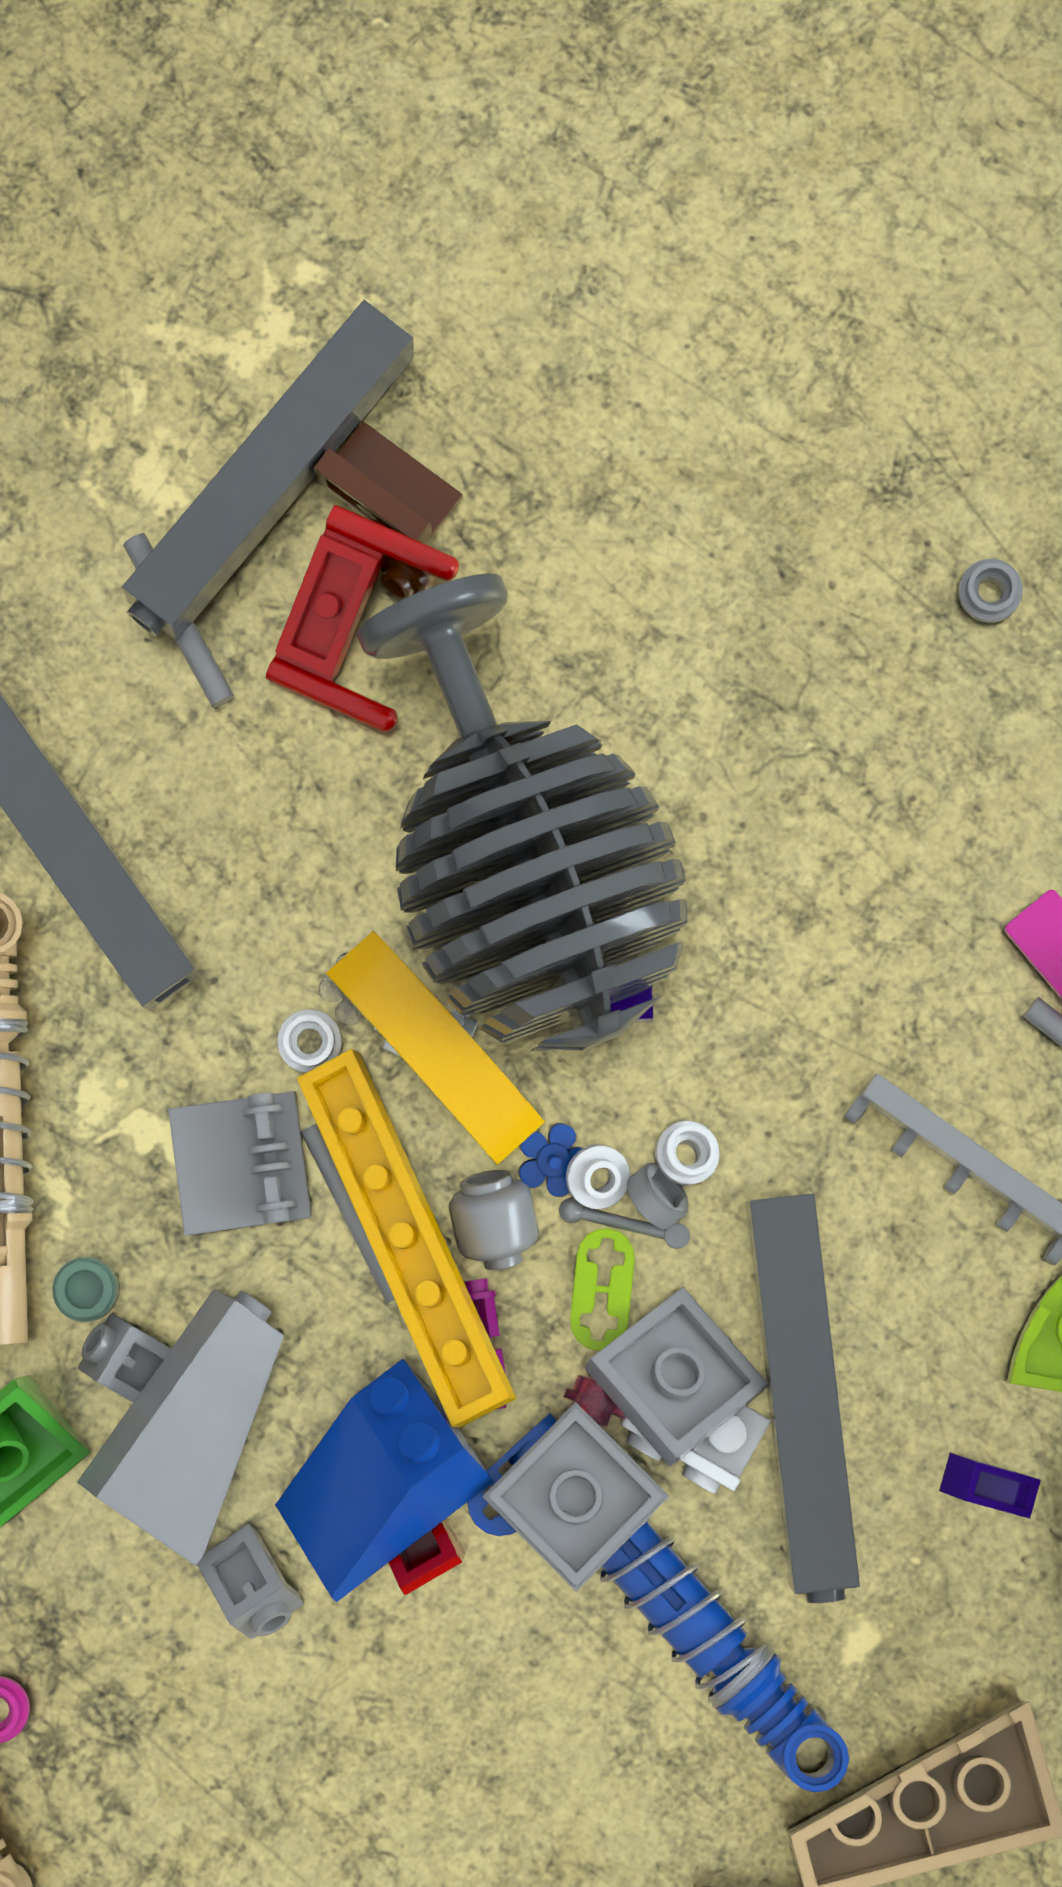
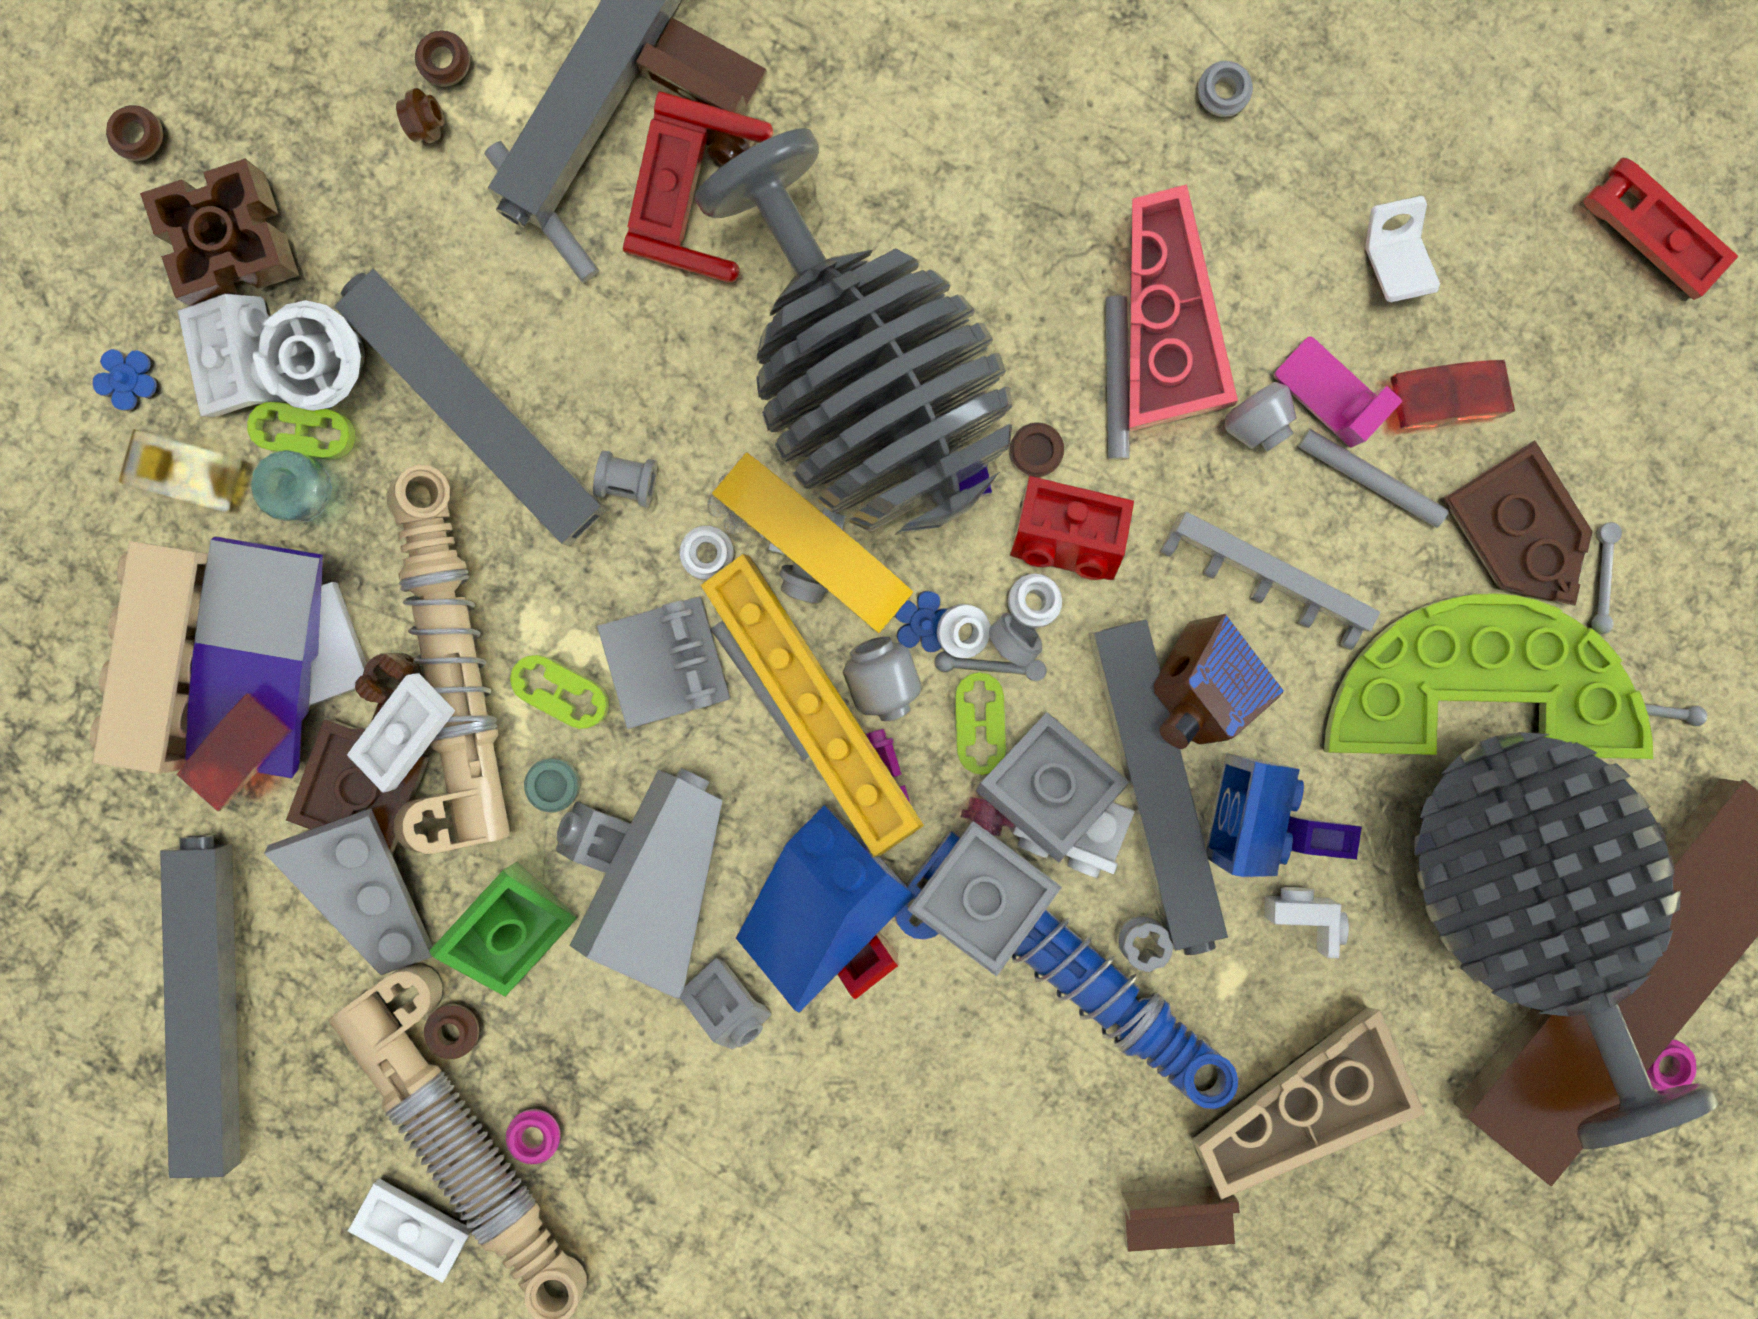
camera: 15 degrees left, 5 degrees up
(56, 493) = (420, 116): none -> reddish brown plate
(81, 416) = (431, 47): none -> reddish brown plate
(103, 1192) = (553, 703): none -> lime beam
(227, 941) = (625, 478): none -> light grey bush
(414, 1095) = (800, 584): none -> light grey plate
(714, 976) = (1036, 450): none -> reddish brown tile
(742, 1075) = (1072, 529): none -> red bracket
(764, 1601) = (1149, 959): none -> light grey bush
(820, 905) = (1117, 377): none -> light grey bar
(881, 1281) = (1212, 684): none -> reddish brown torso
(891, 861) = (1175, 330): none -> coral wedge
(911, 1447) = (1253, 816): none -> blue slope
(952, 1565) = (1300, 907): none -> white bracket
(984, 976) = (1263, 417): none -> light grey cone

